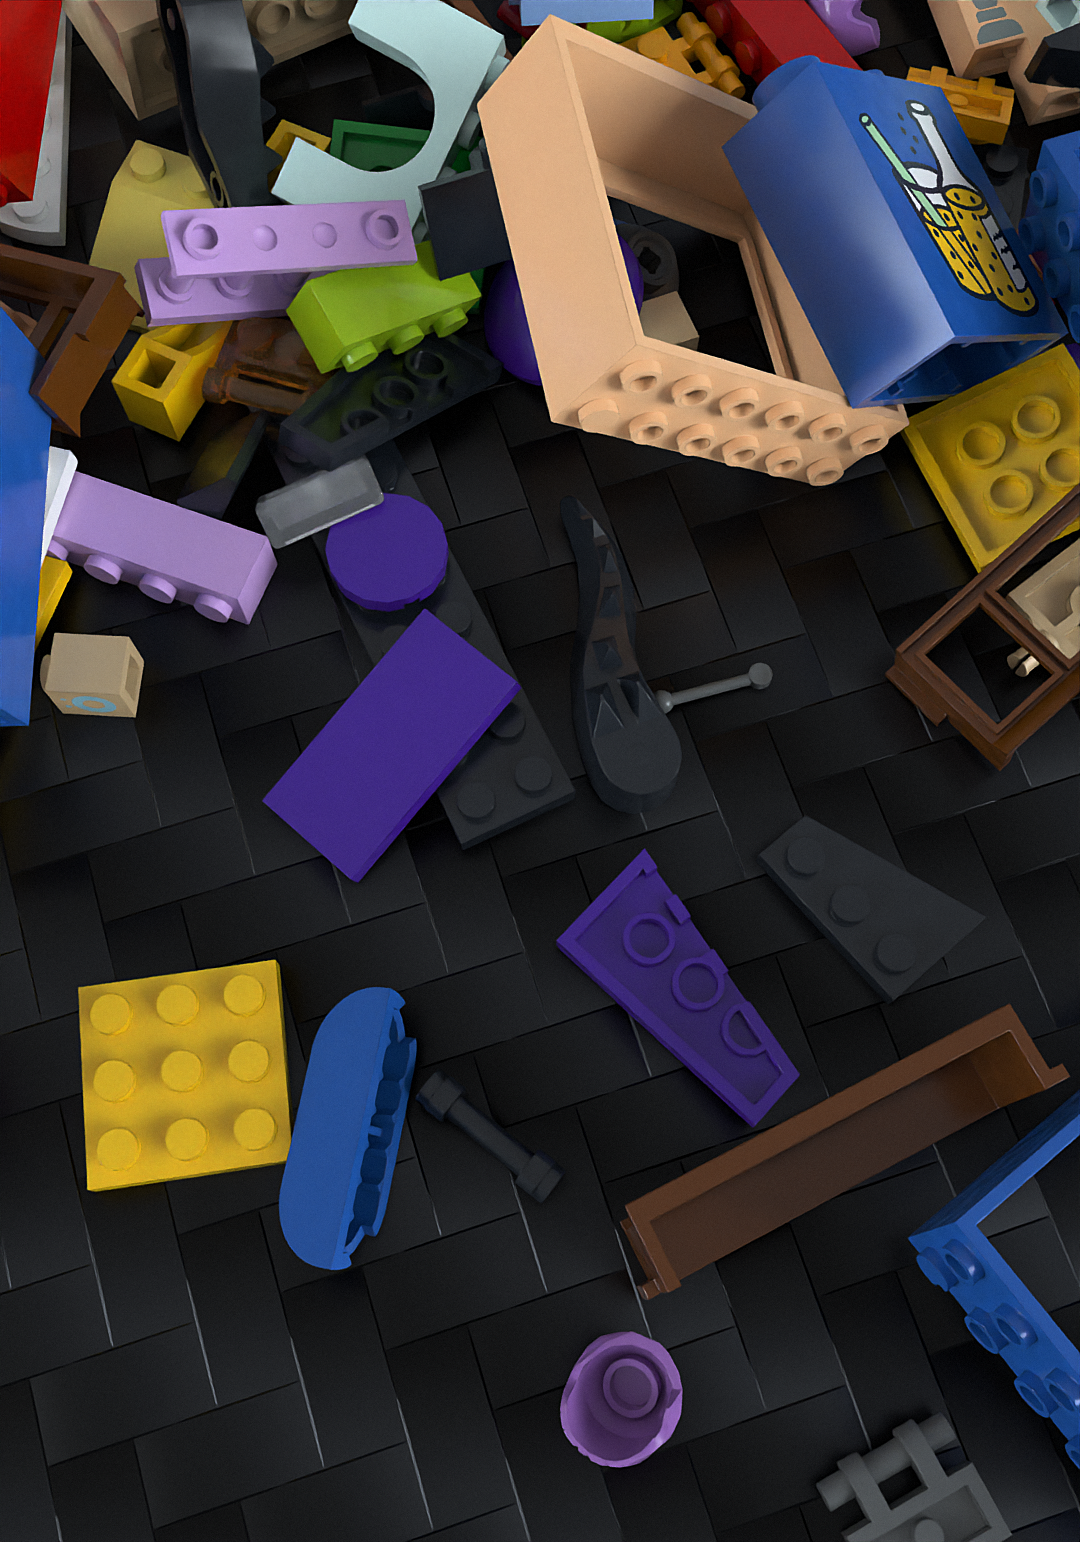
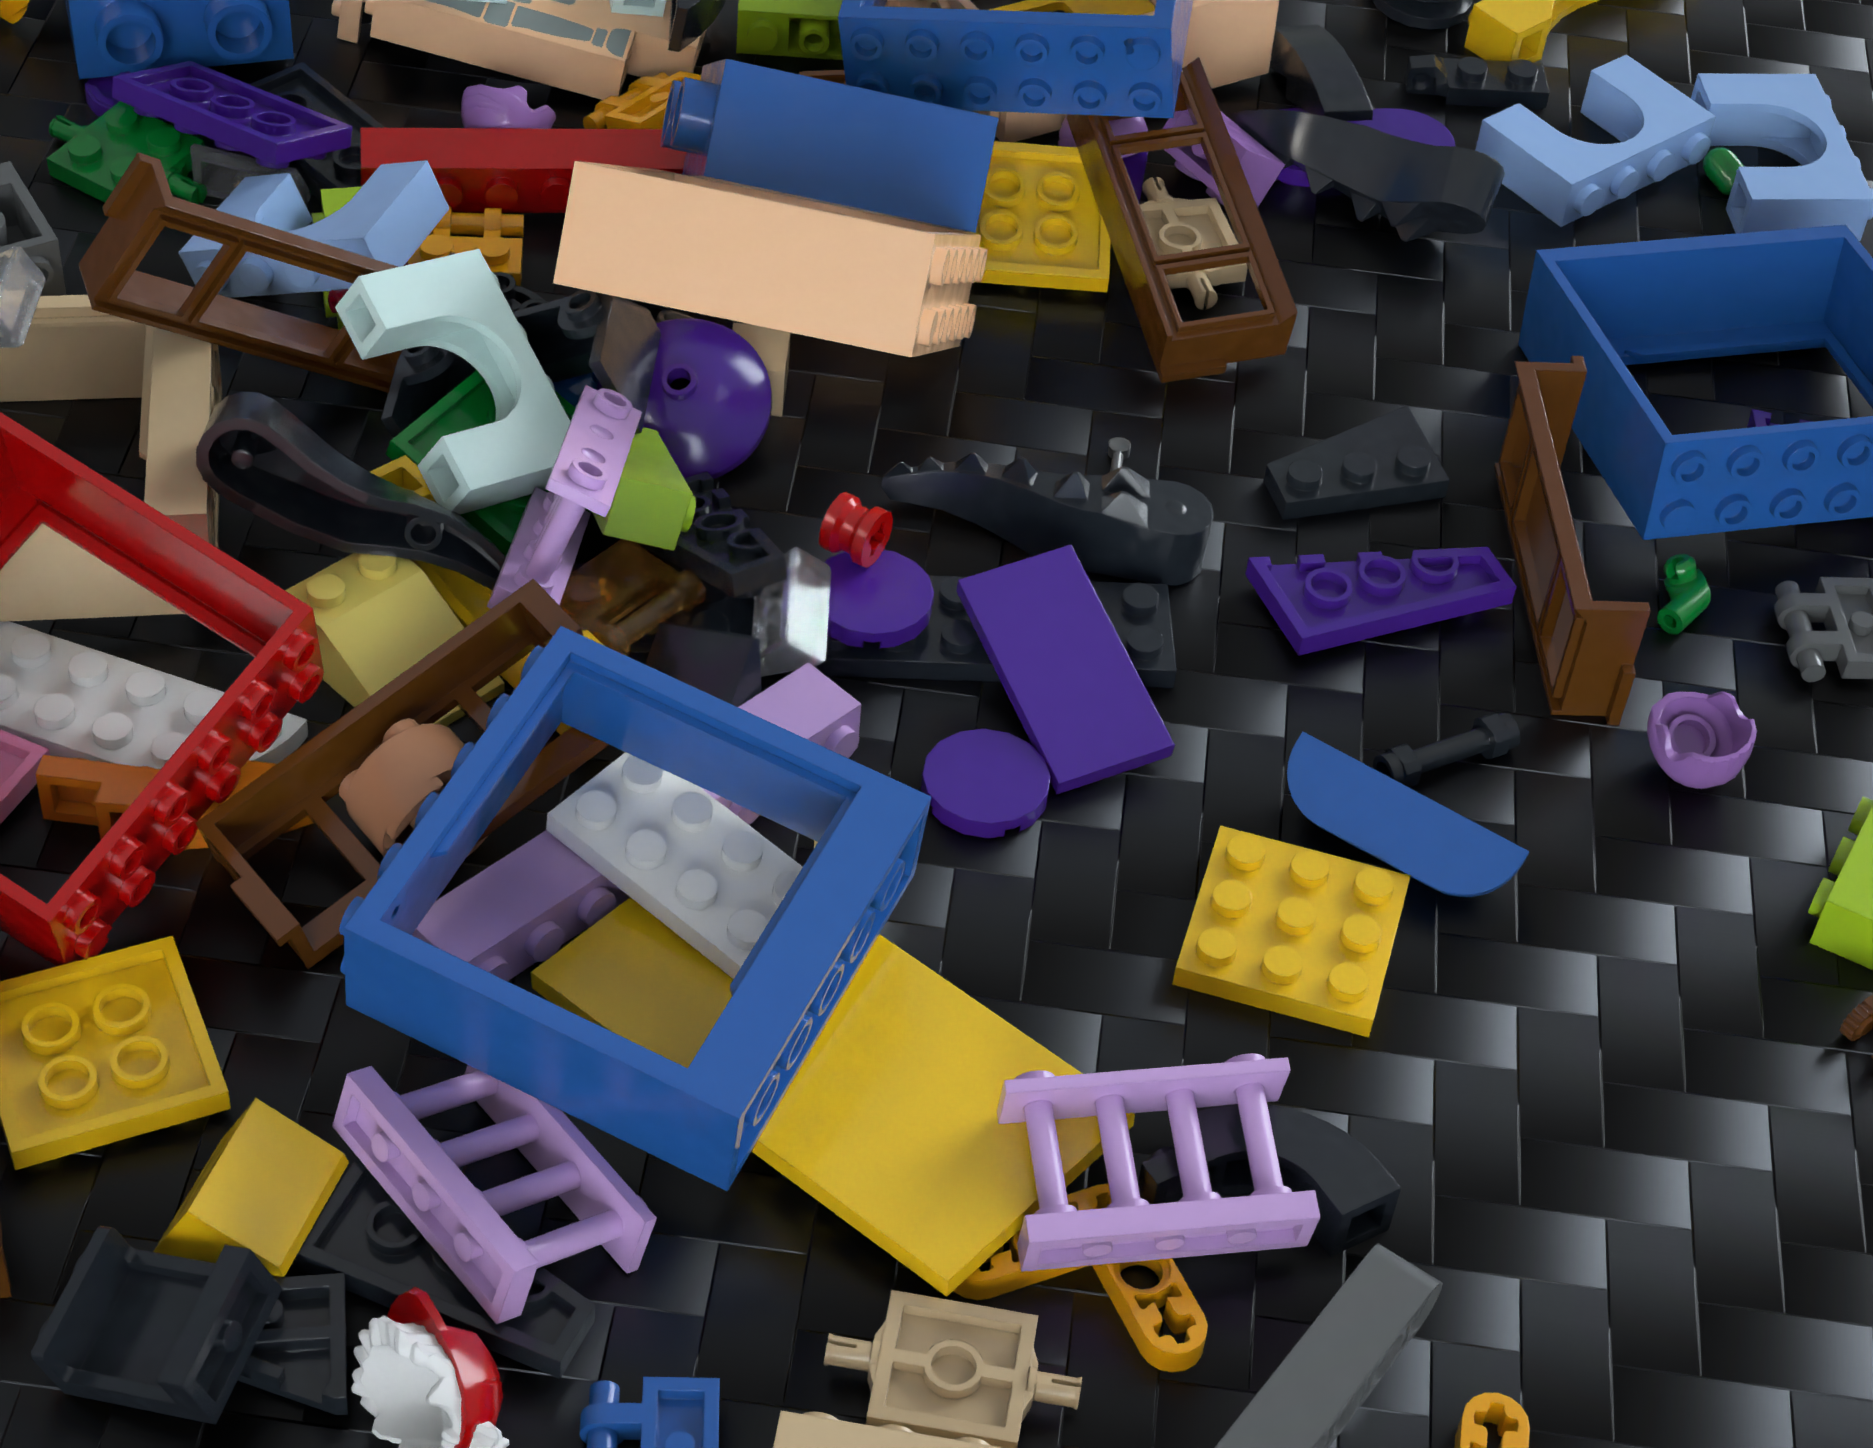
camera: 70 degrees left, 25 degrees down
(241, 740) = (985, 782): none -> dark purple tile
(425, 497) = (855, 529): none -> red wheel
(874, 1313) = (1687, 593): none -> green arm

